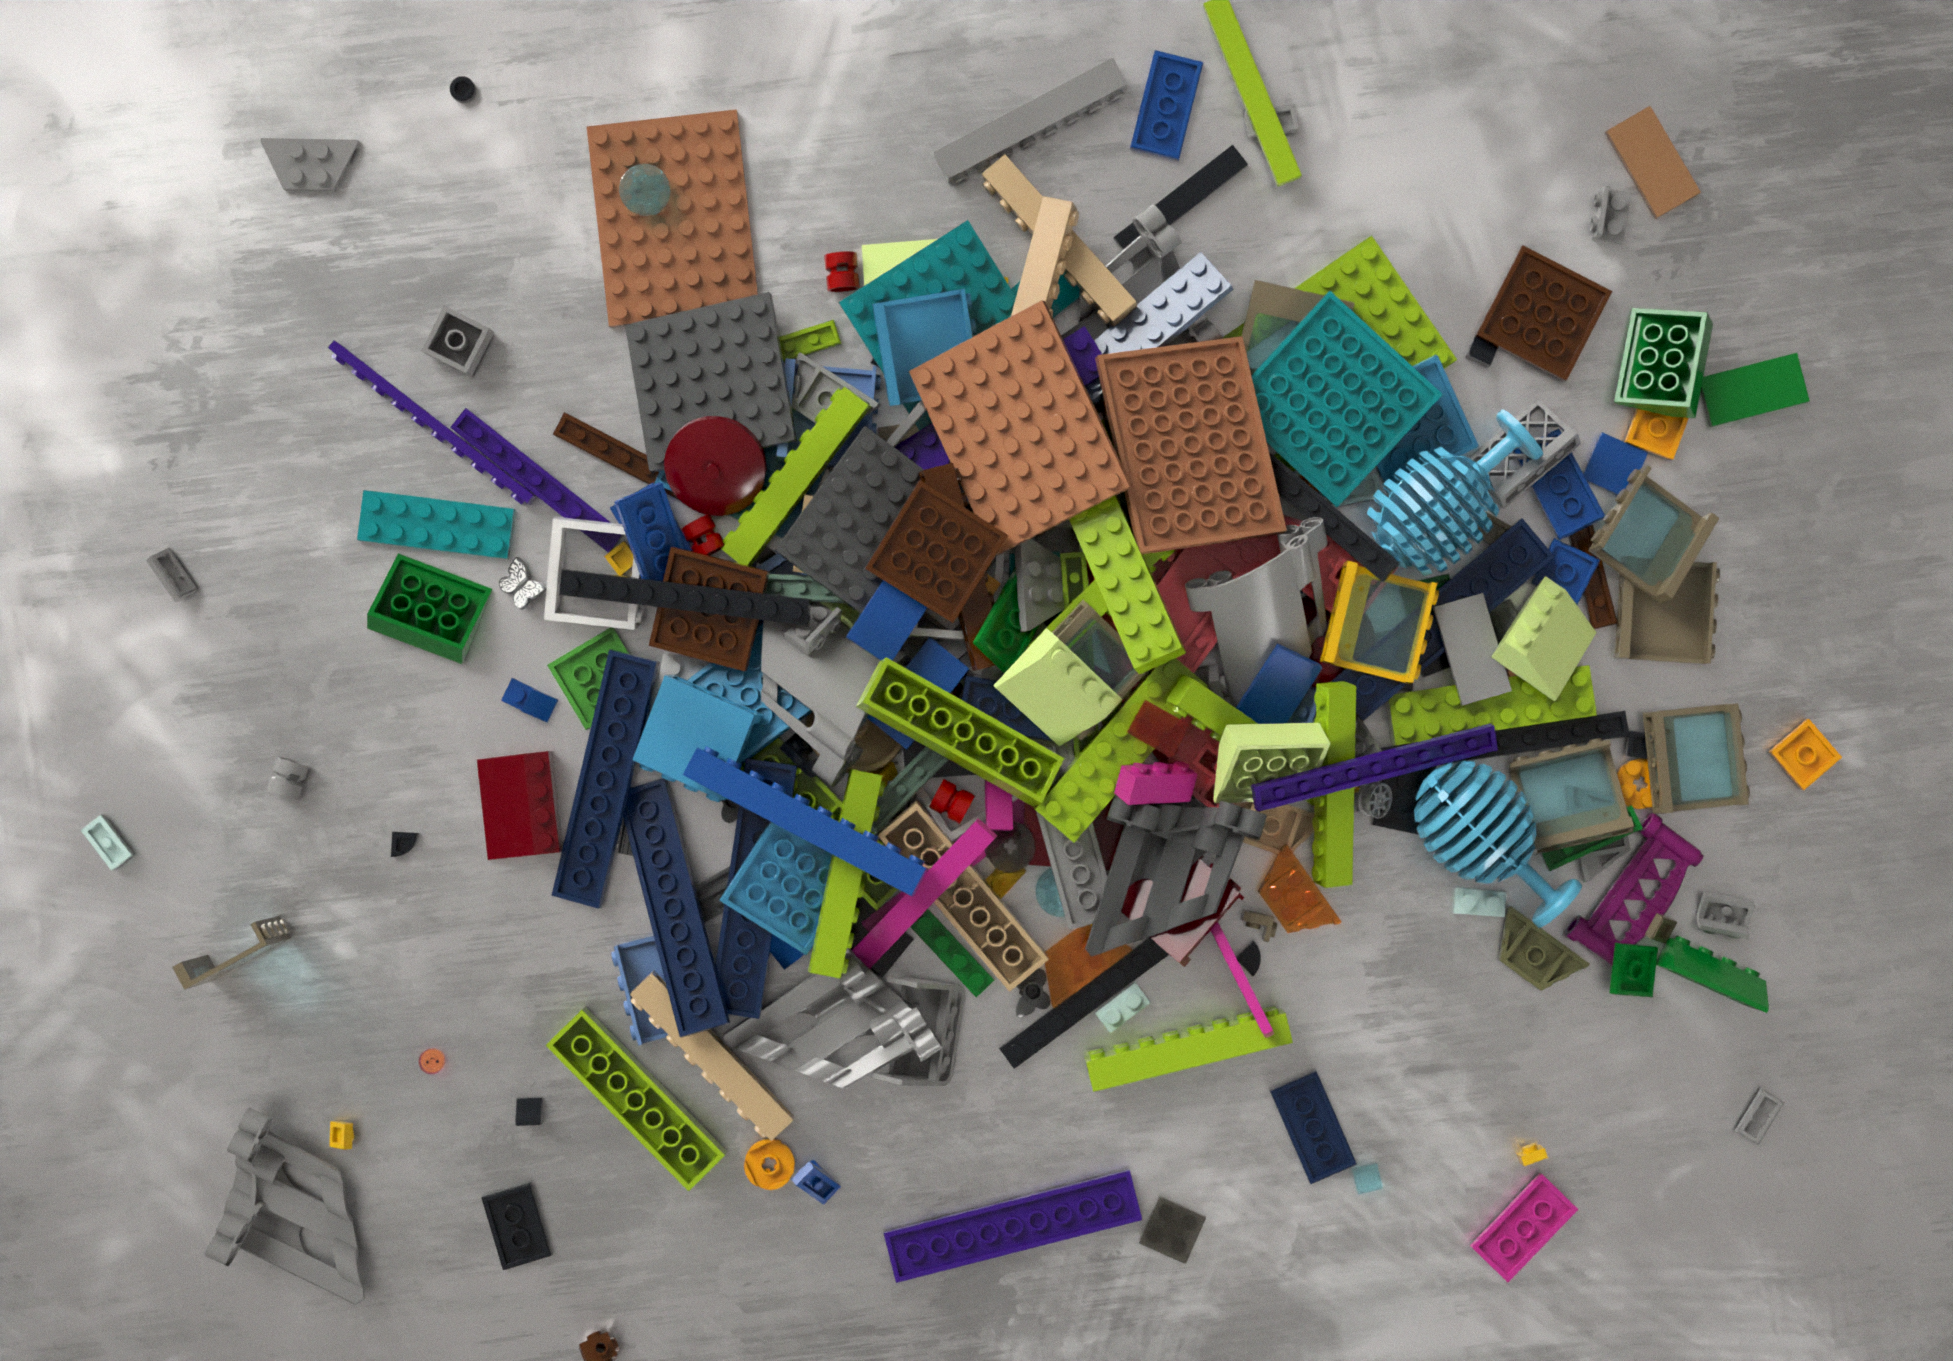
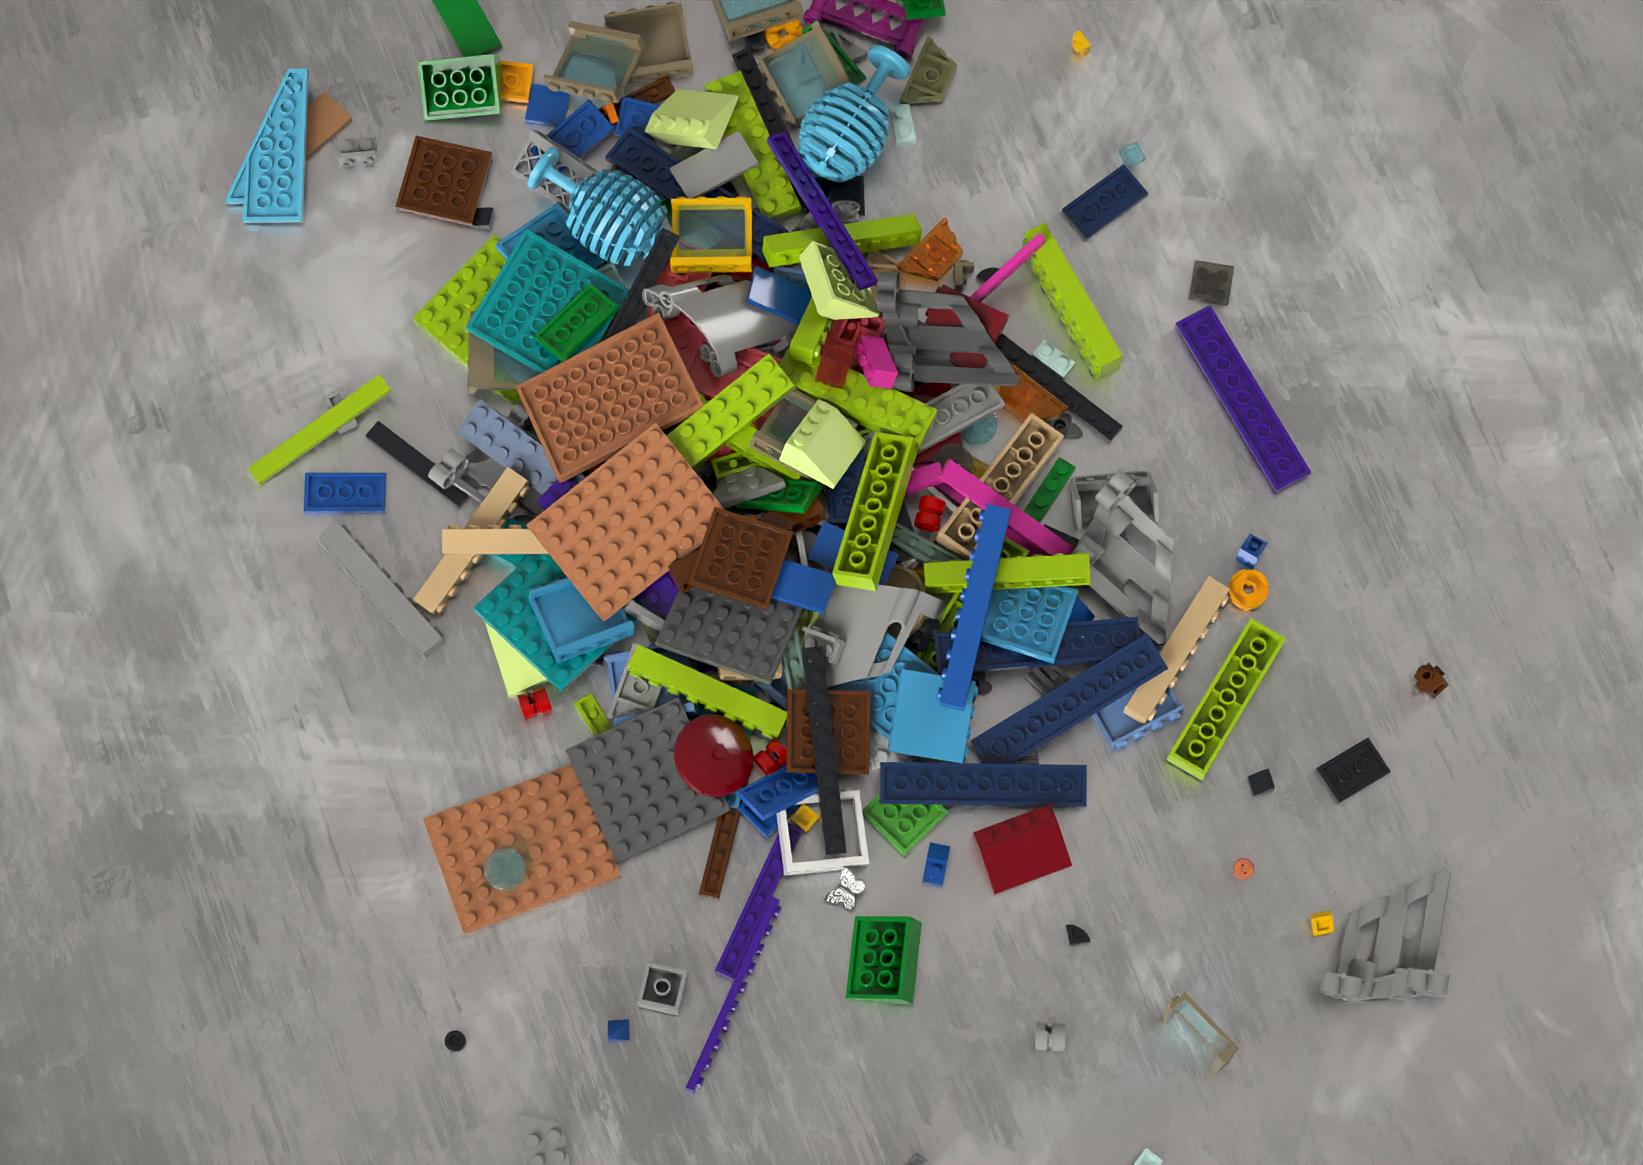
camera: 105 degrees left, 15 degrees down
(427, 280) = (618, 1030): none -> blue slope
(436, 524) = (814, 973): teal plate -> none
(1304, 429) = (576, 322): none -> green tile
(1524, 1227) = (1136, 37): dark pink plate -> none
(1577, 540) = (609, 110): none -> orange tile
(1614, 107) = (274, 167): none -> medium azure wing

